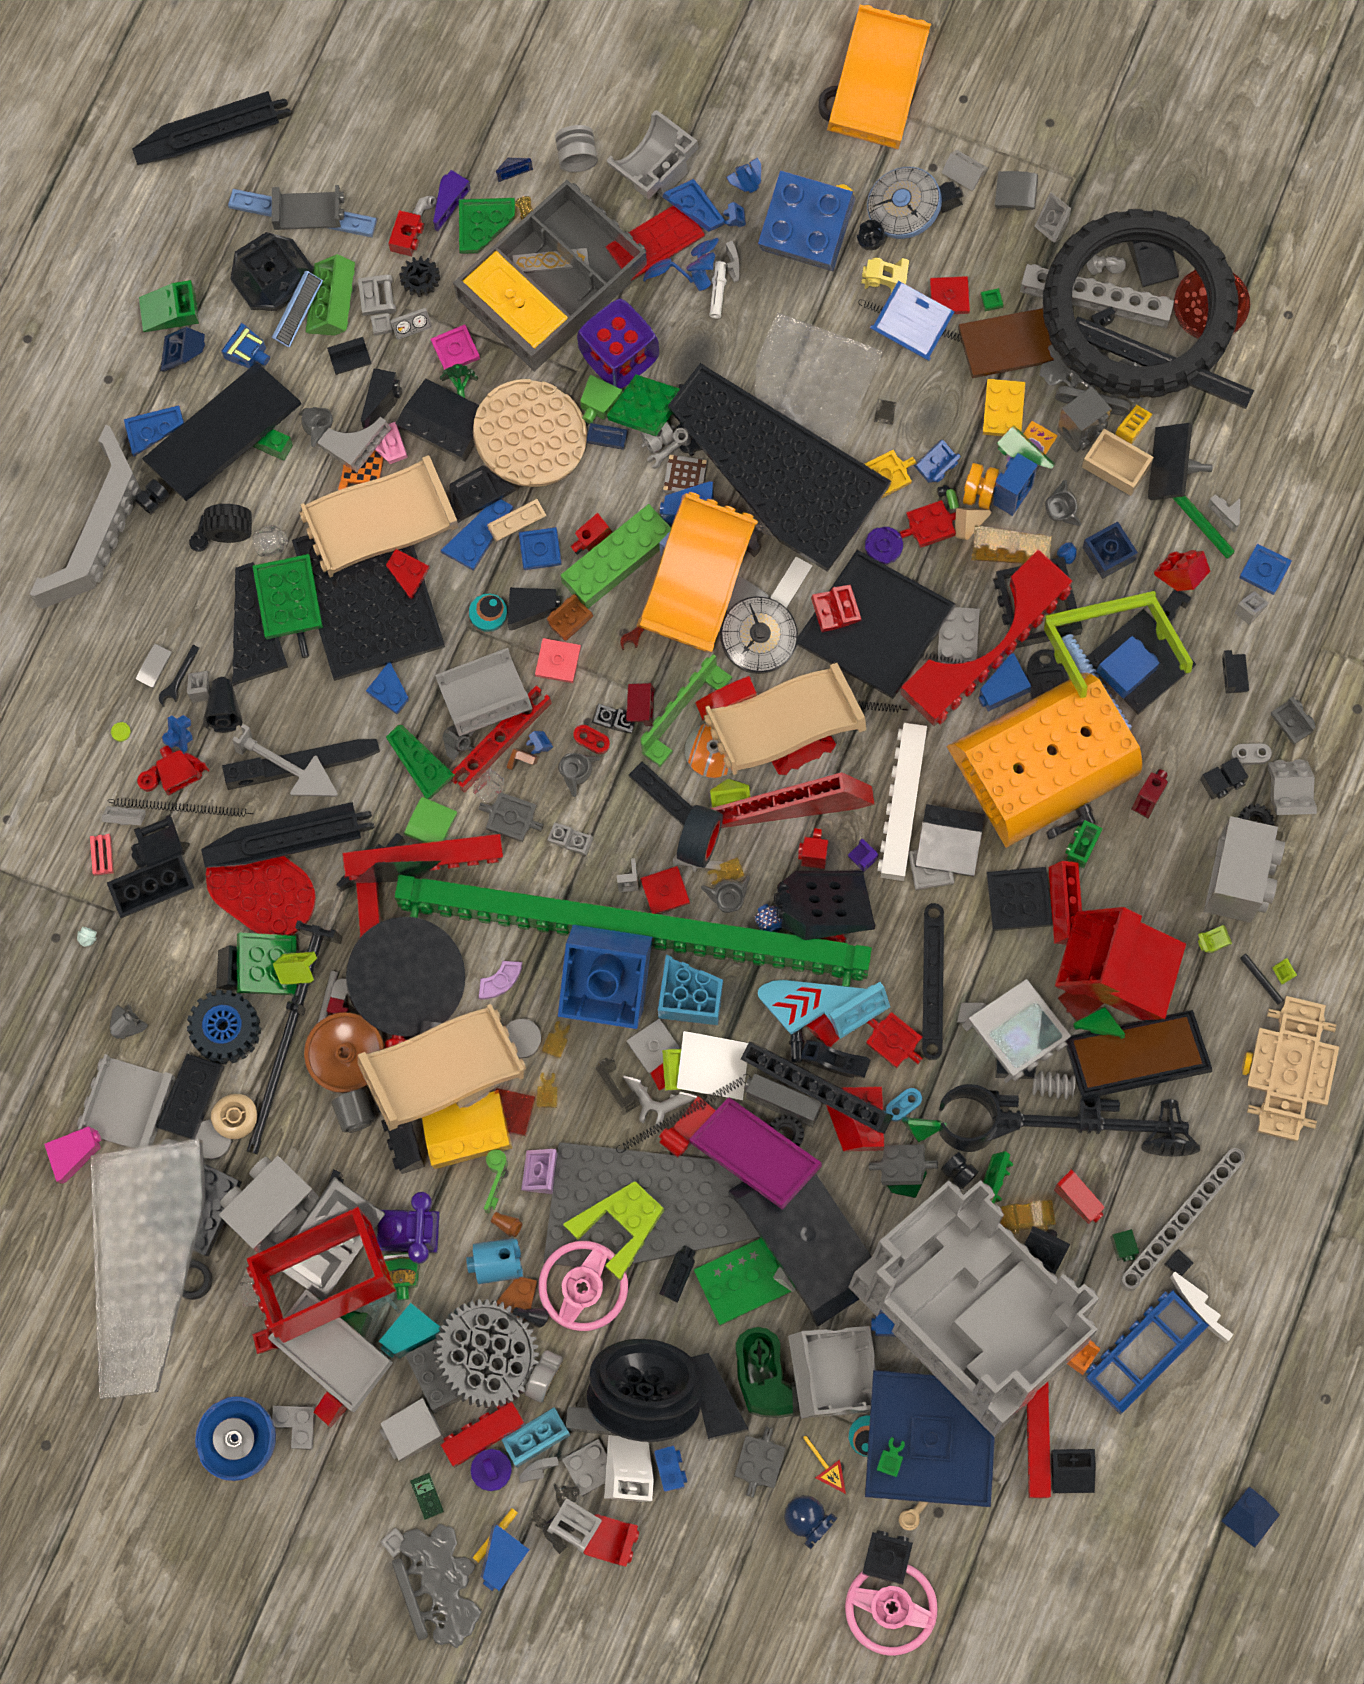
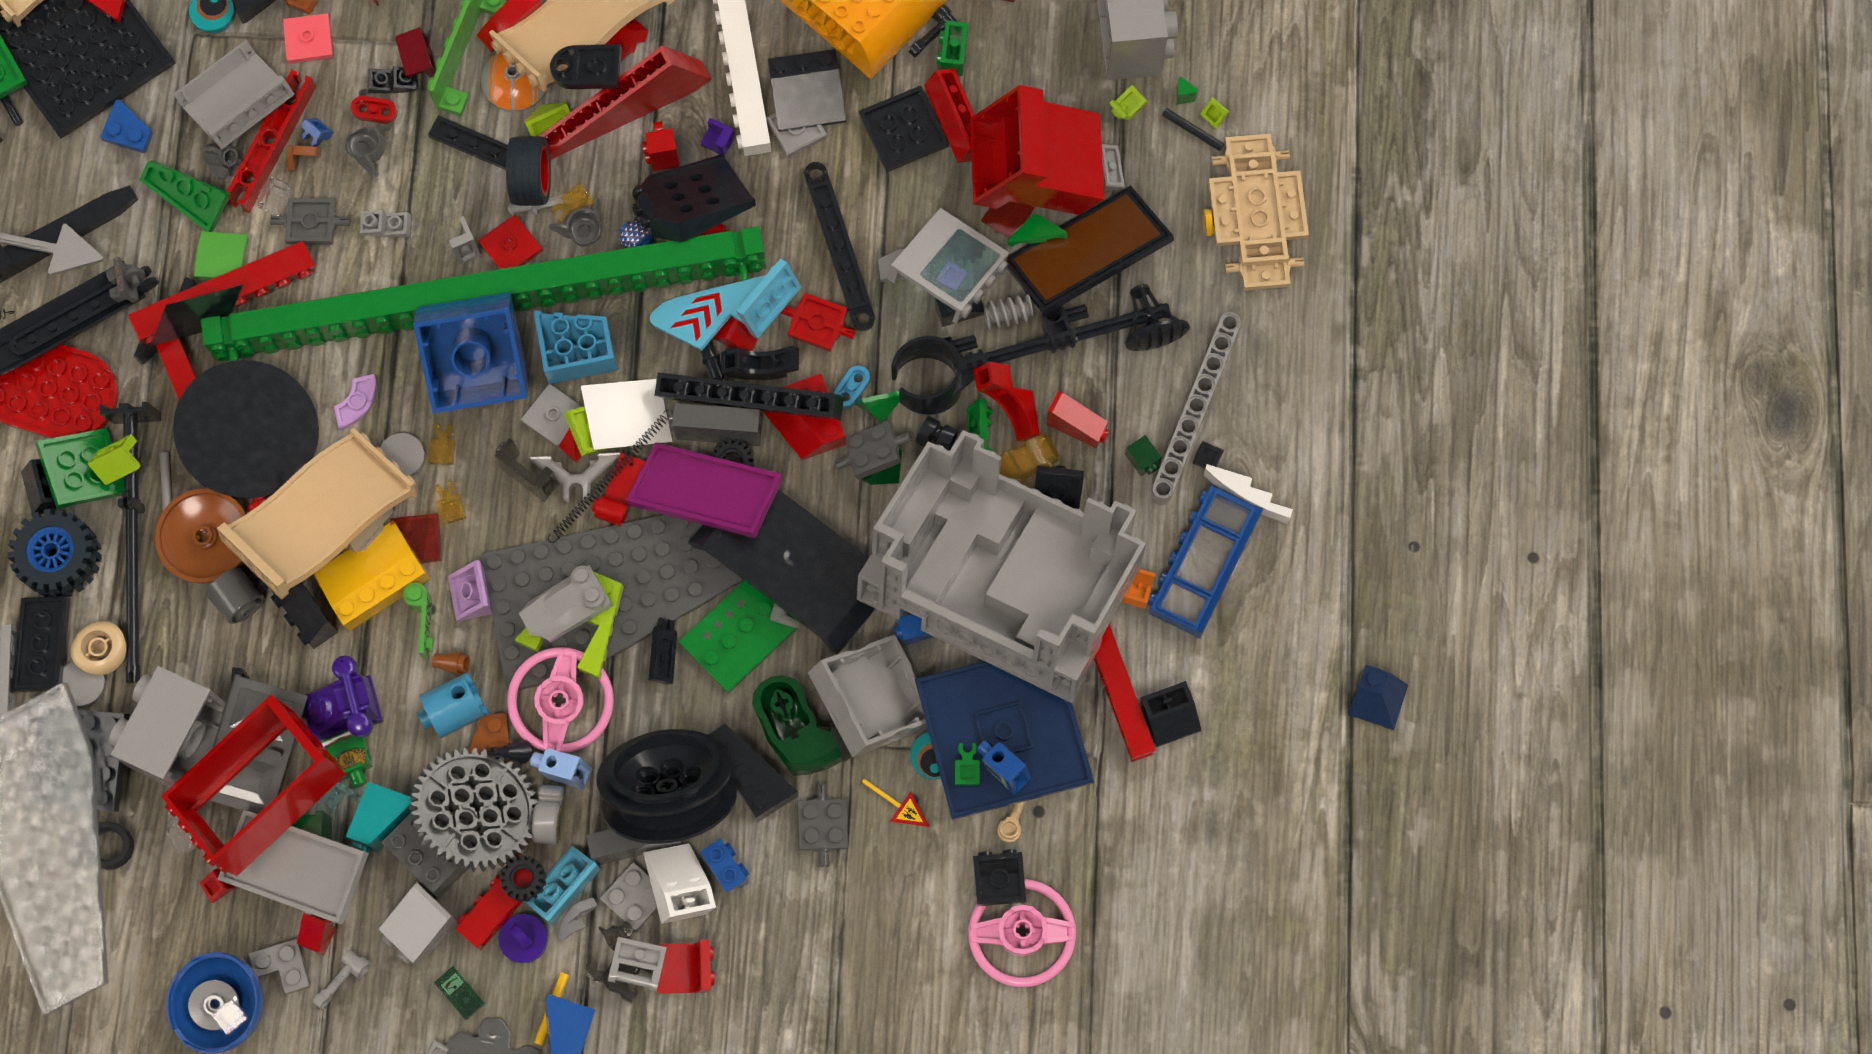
camera: 25 degrees left, 0 degrees up
(243, 1452) = (229, 1015): none -> clear panel
(338, 998) = (177, 478): leg -> none
(351, 820) = (127, 280): none -> dark grey hips
(351, 1444) = (354, 965): none -> light grey brick
(516, 1432) = (512, 868): none -> black tyre
(570, 1346) = (562, 768): none -> light blue torso
(612, 1211) = (566, 605): none -> light grey slope
(776, 767) = (587, 66): none -> black tile
(807, 1519) = (895, 866): dark blue tile -> none
(924, 1475) = (1004, 766): none -> blue torso
(1035, 1166) = (1018, 403): none -> red arch
(1182, 989) = (1112, 168): none -> light grey slope
(1266, 945) = (1185, 91): none -> green slope

